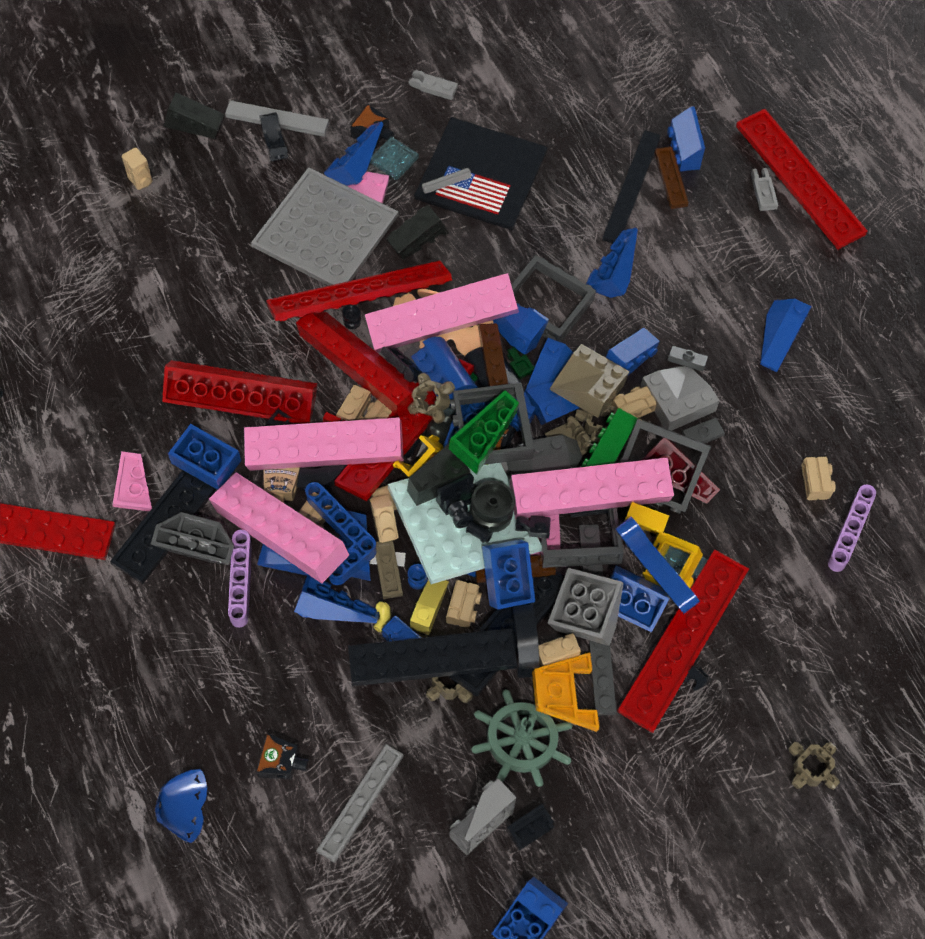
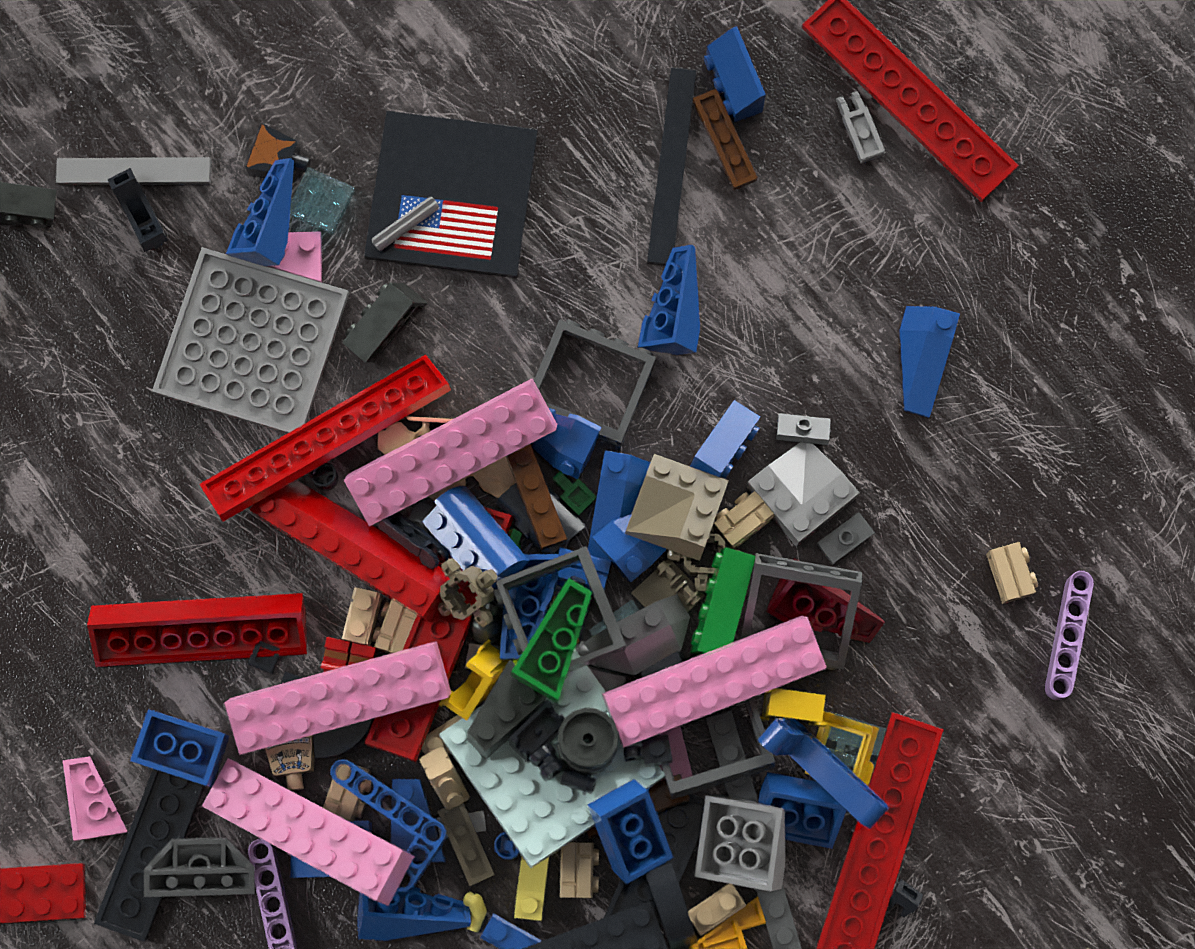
camera: 10 degrees left, 15 degrees up
(433, 85) = (349, 59): light grey hinge -> none

